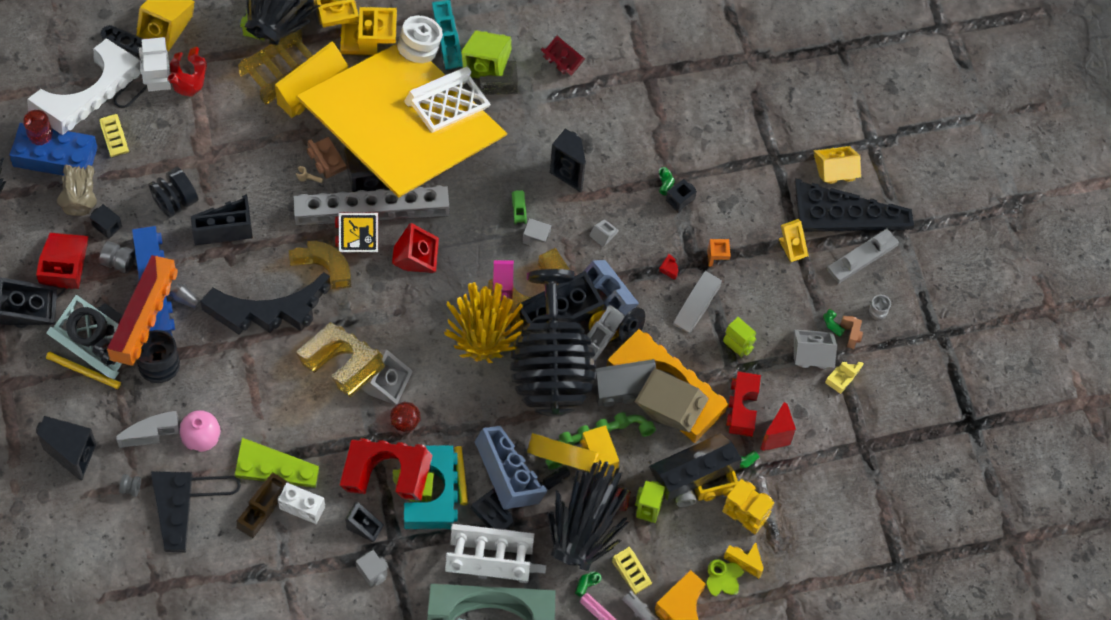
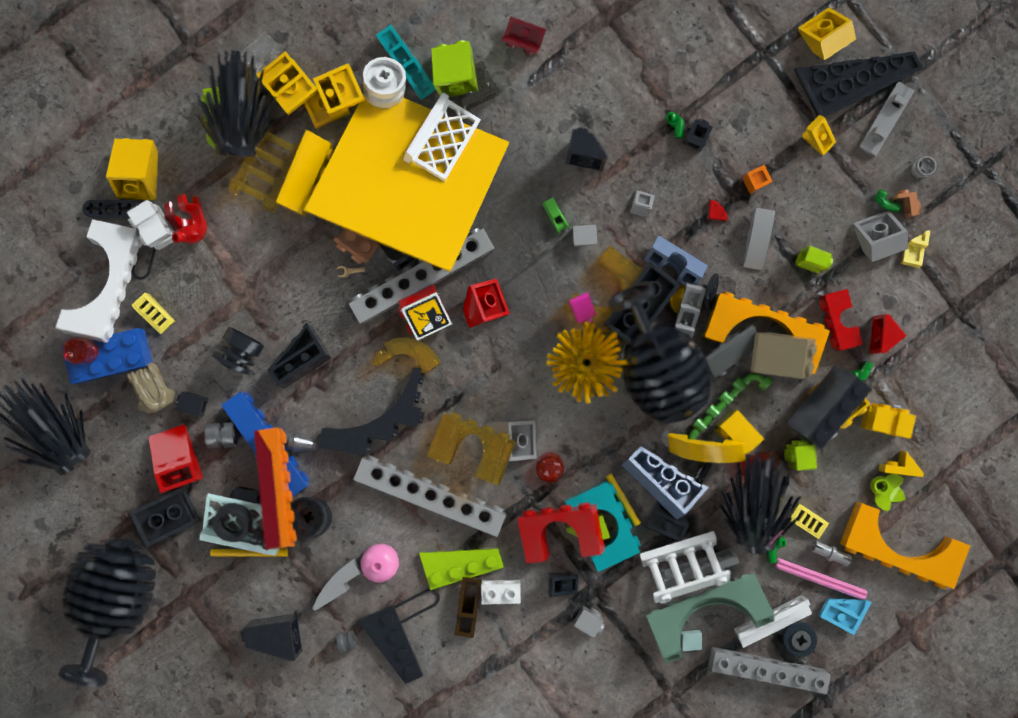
camera: 15 degrees left, 25 degrees up
(236, 340) = (365, 475): none -> light grey brick

